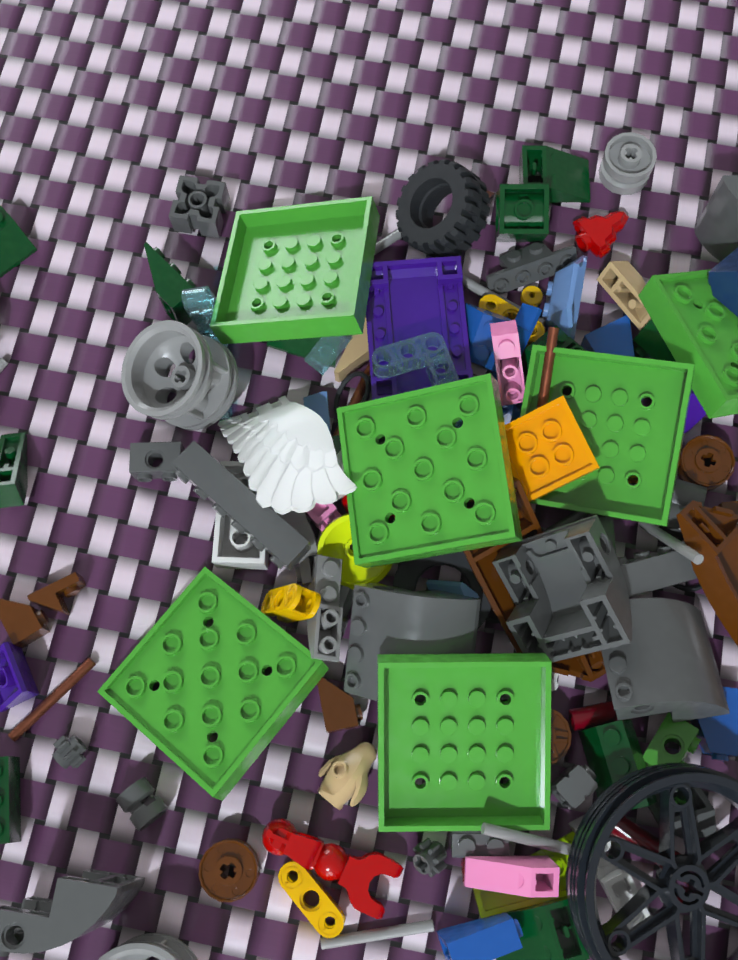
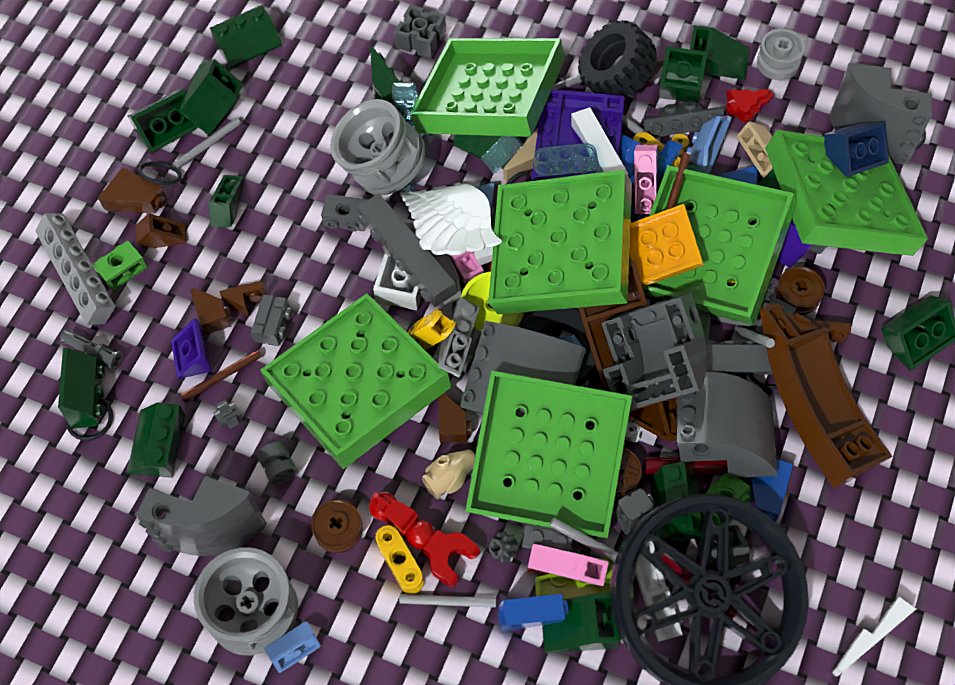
camera: 10 degrees right, 10 degrees down
(97, 618) = (271, 320): none -> dark grey brick
(437, 319) = (591, 133): none -> white slope

